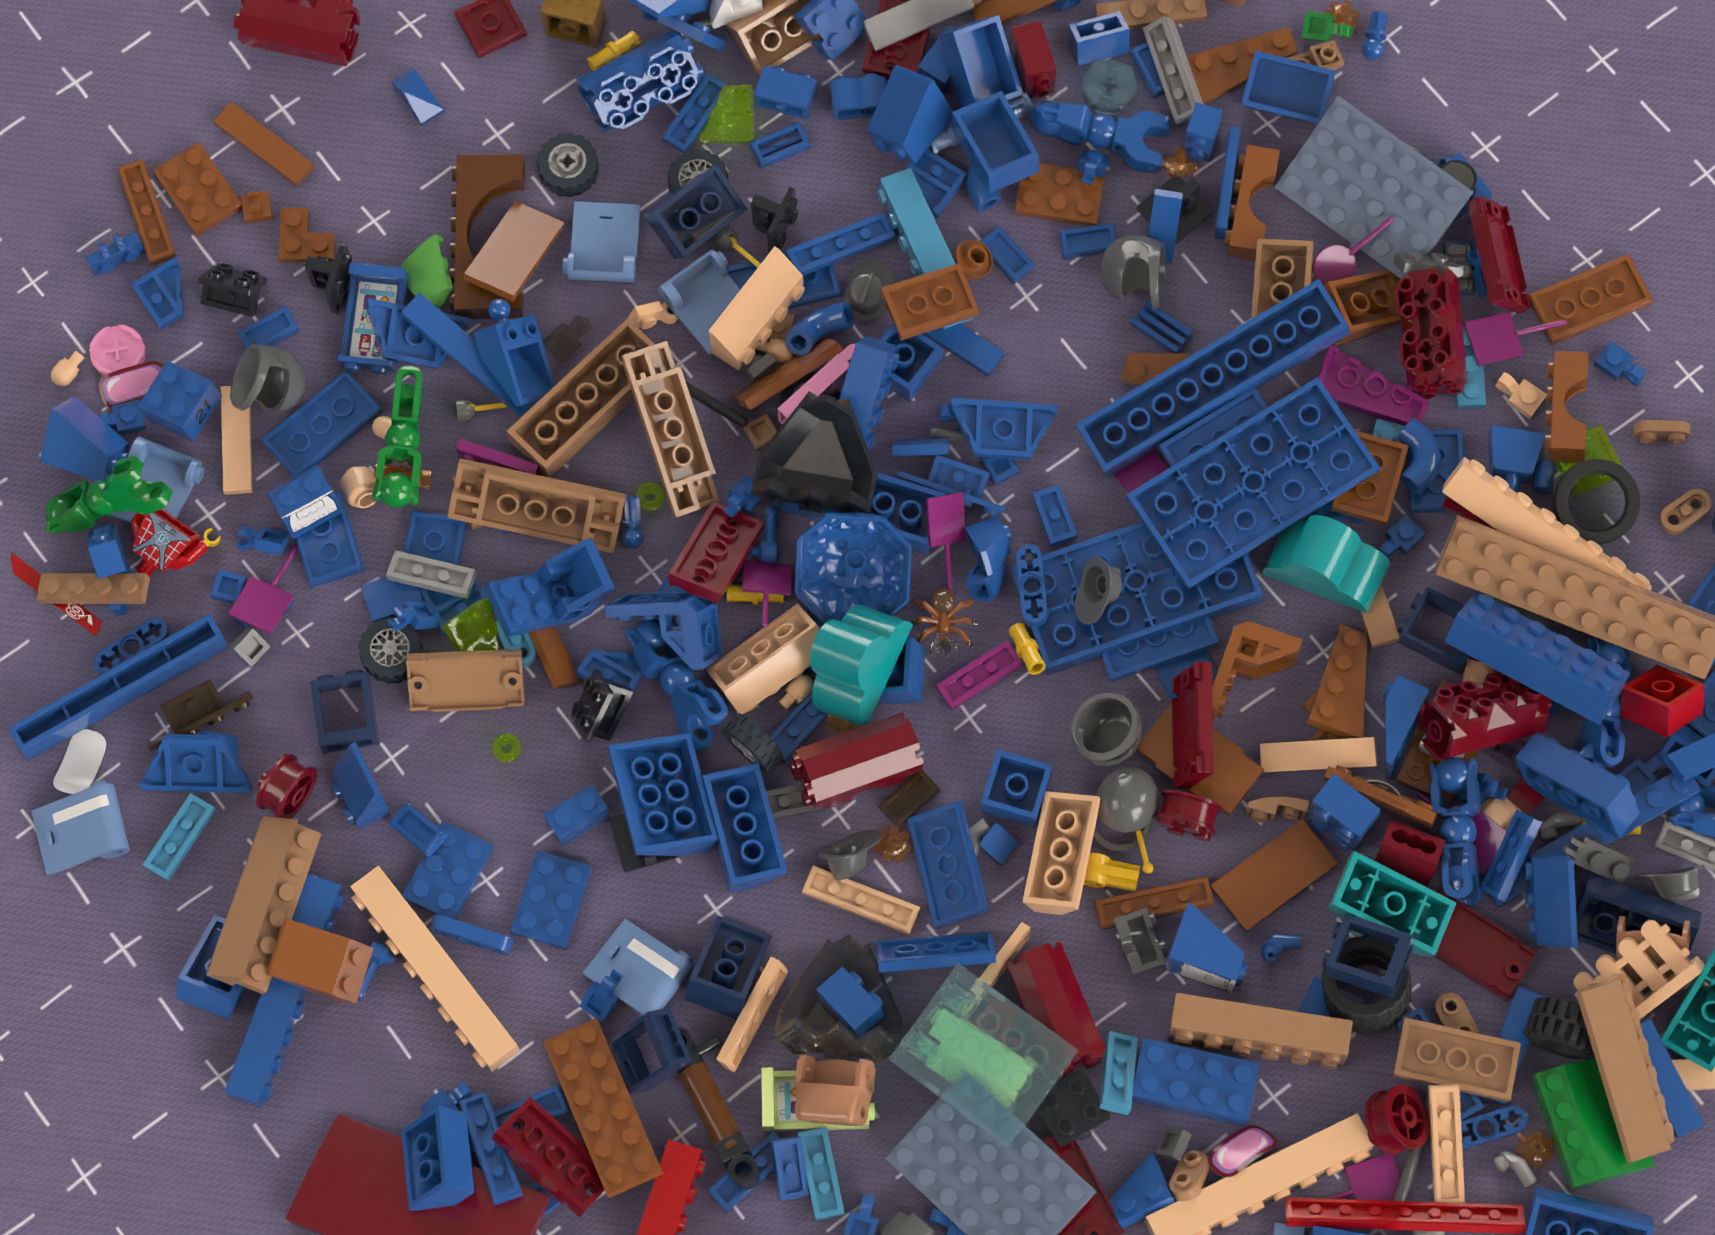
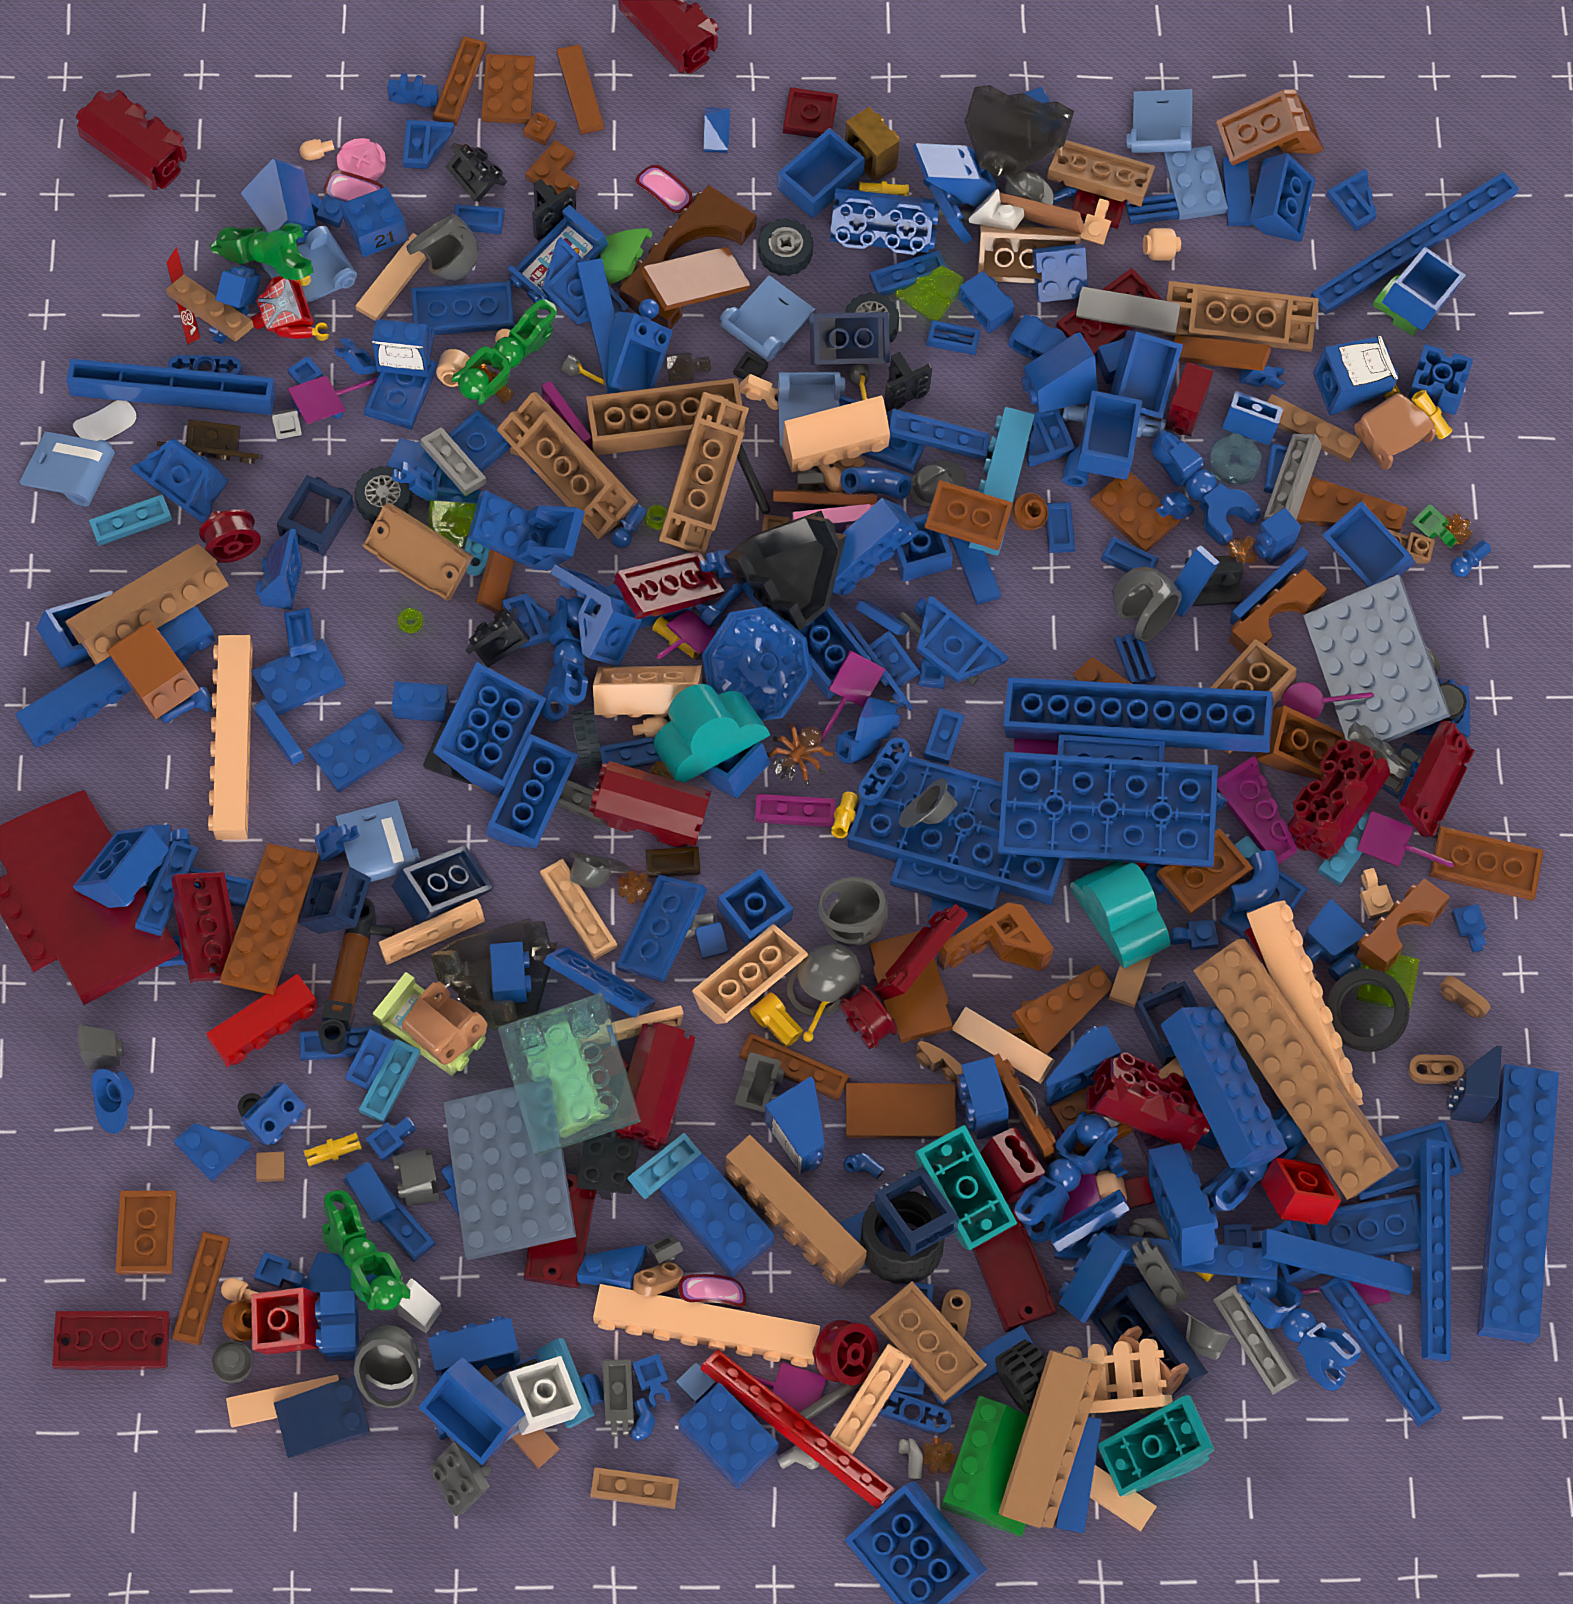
camera: 30 degrees right, 5 degrees down
(414, 184) = (665, 188): none -> sticker
(548, 74) = (818, 171): none -> blue piece
(623, 299) = (750, 365): none -> black tile

